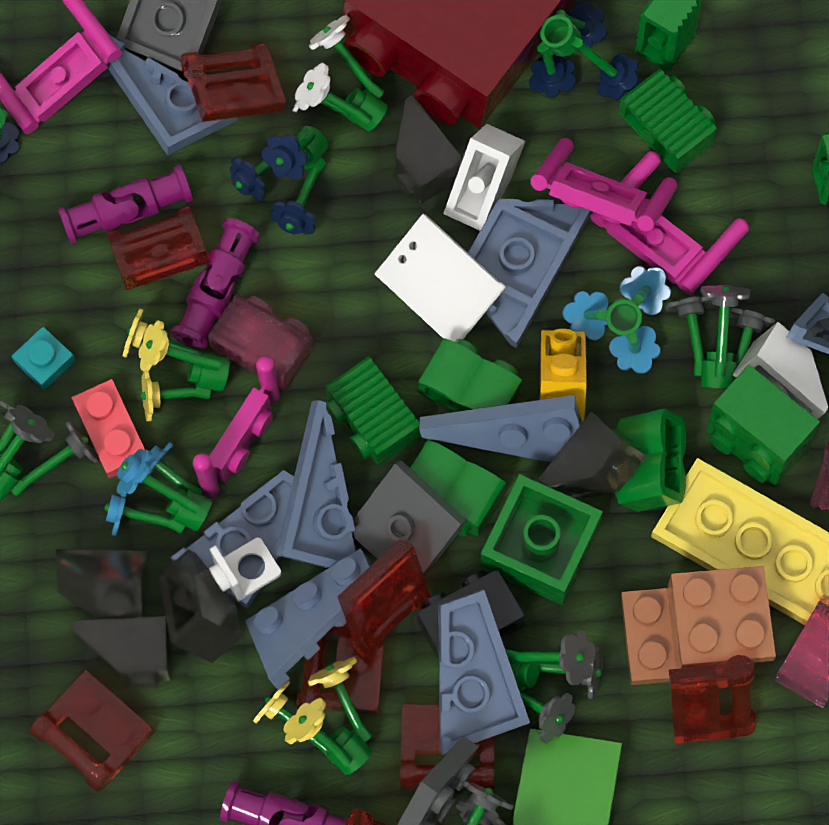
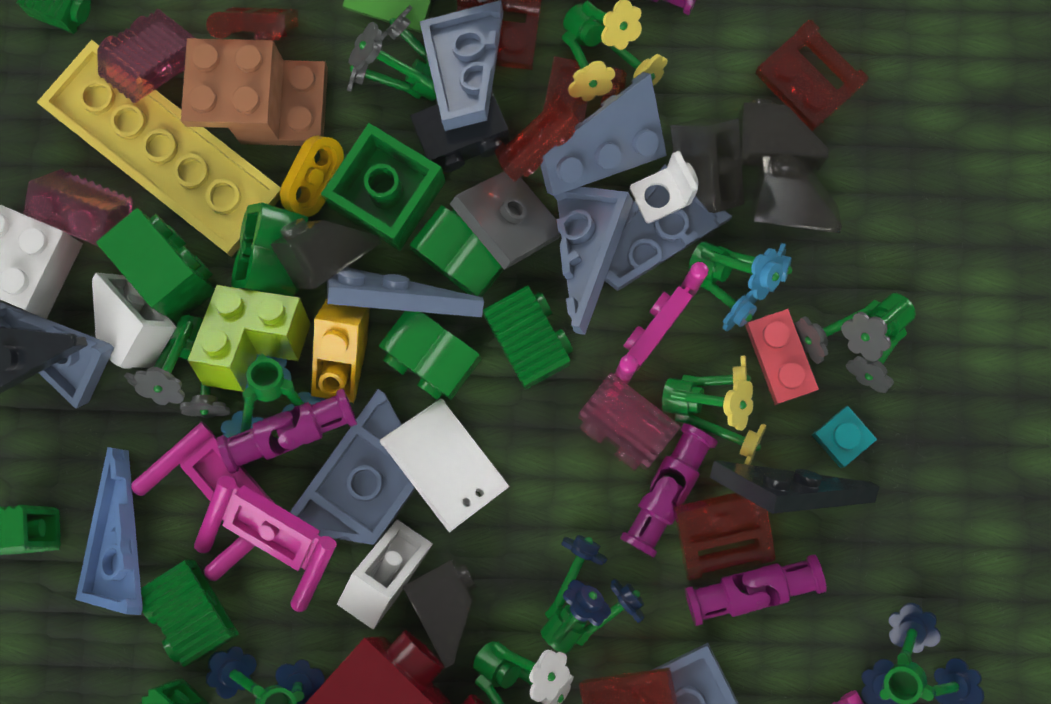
camera: 170 degrees left, 10 degrees up
(98, 284) = (791, 490): none -> black wing
(610, 277) = (294, 427): none -> magenta piece
(622, 551) = (311, 176): none -> yellow plate
(667, 379) = (240, 327): none -> lime brick
(754, 162) = (111, 557): none -> medium blue wing

